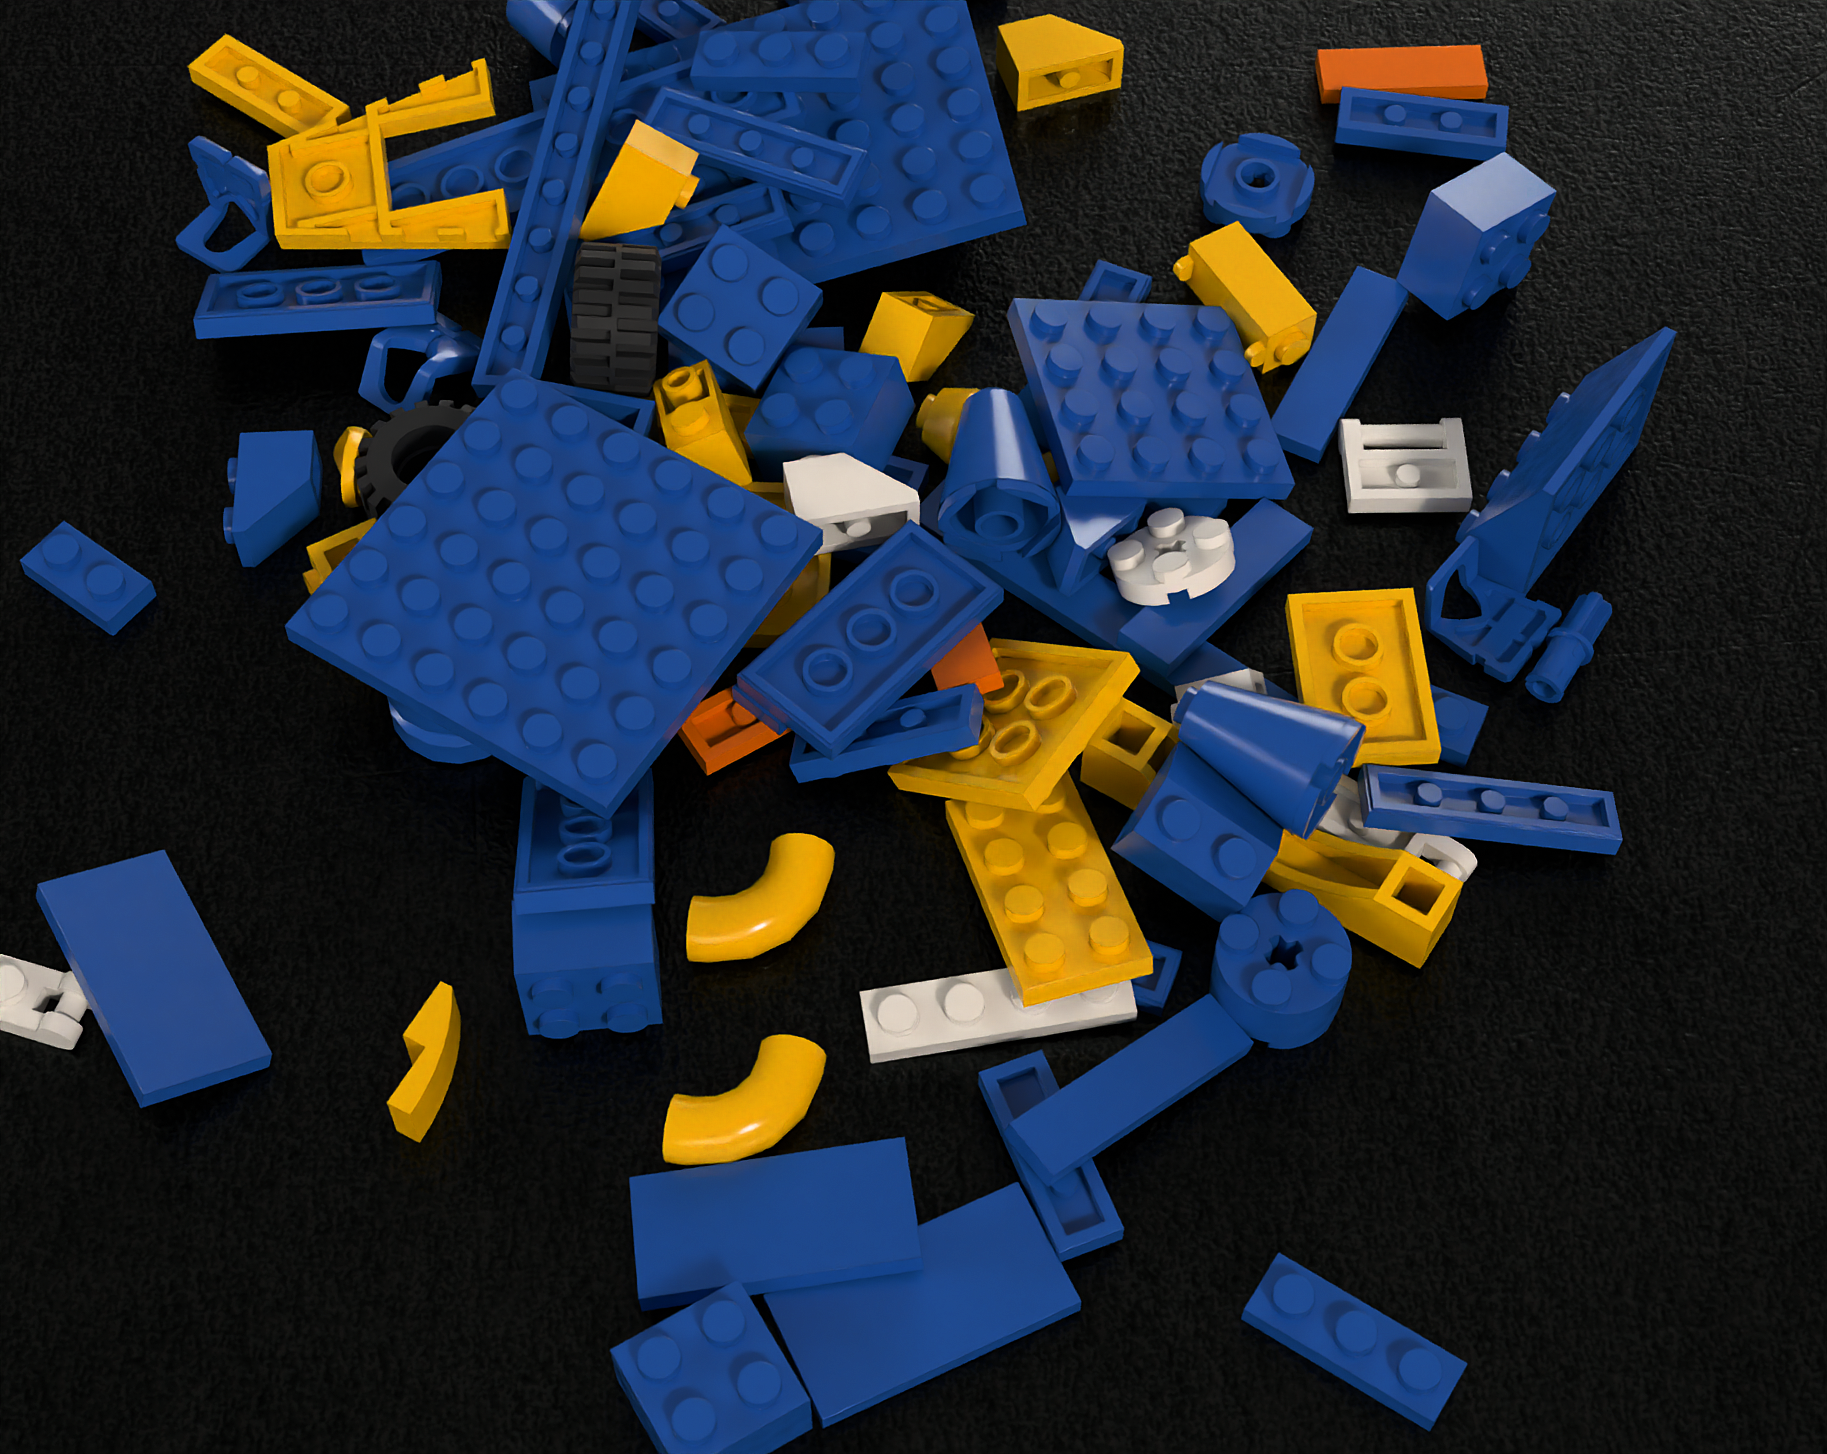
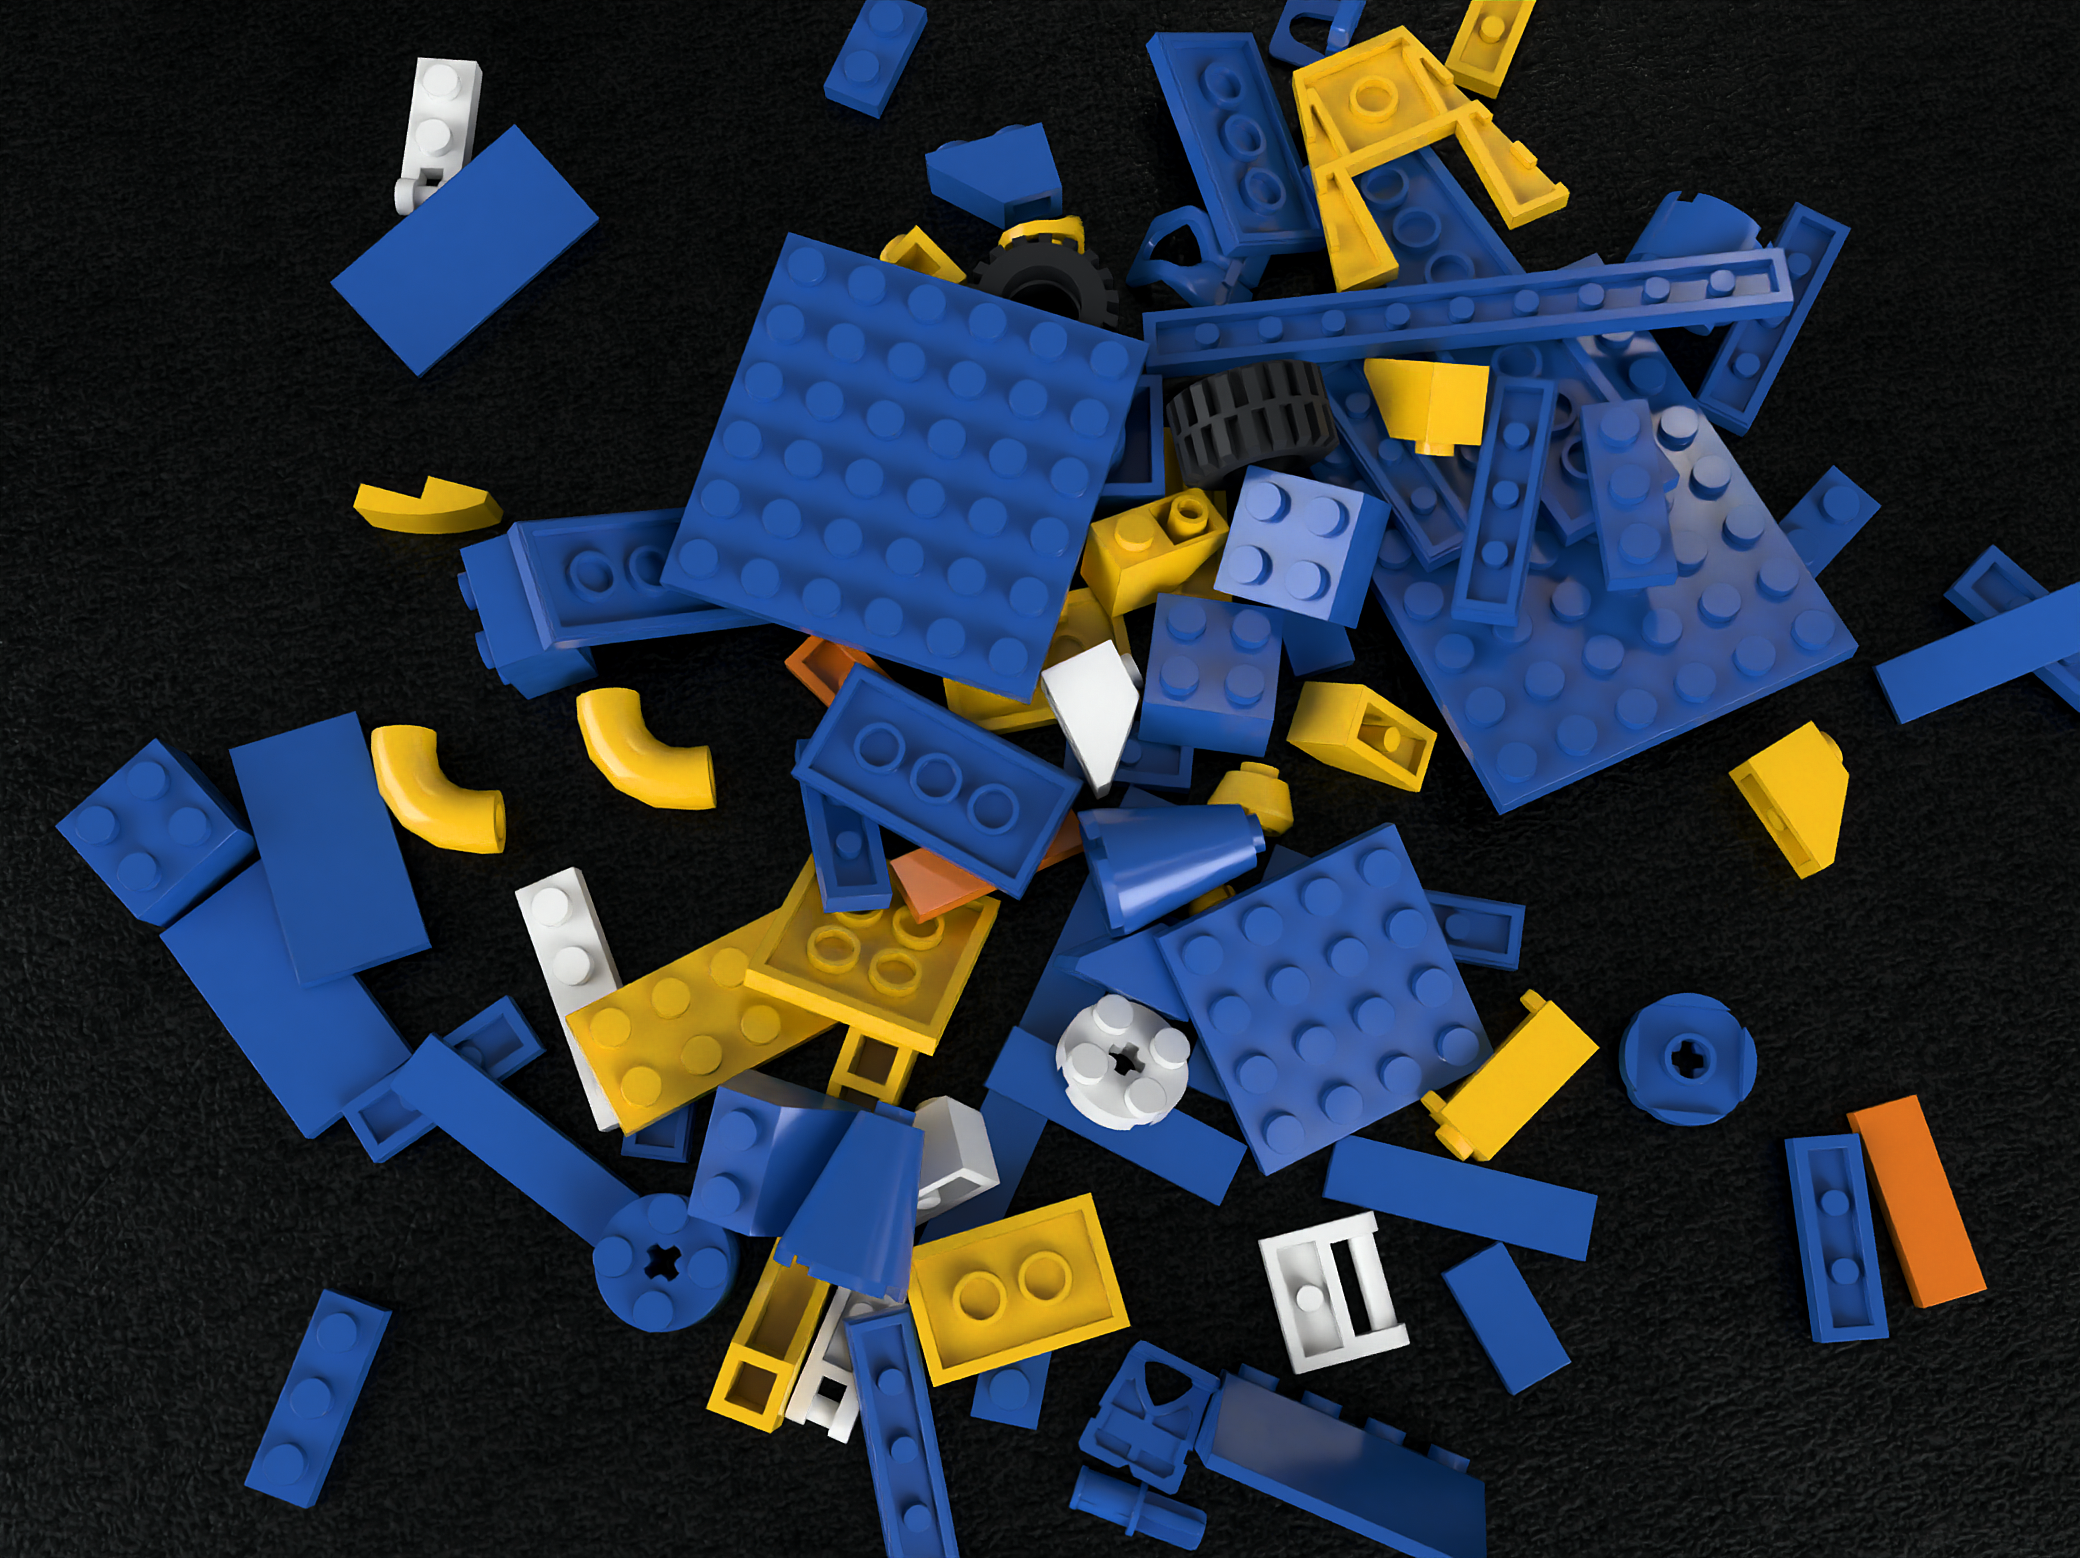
camera: 80 degrees right, 20 degrees up
(1447, 354) = (1505, 1317): none -> blue tile
(1476, 236) = (1648, 1329): blue brick -> none

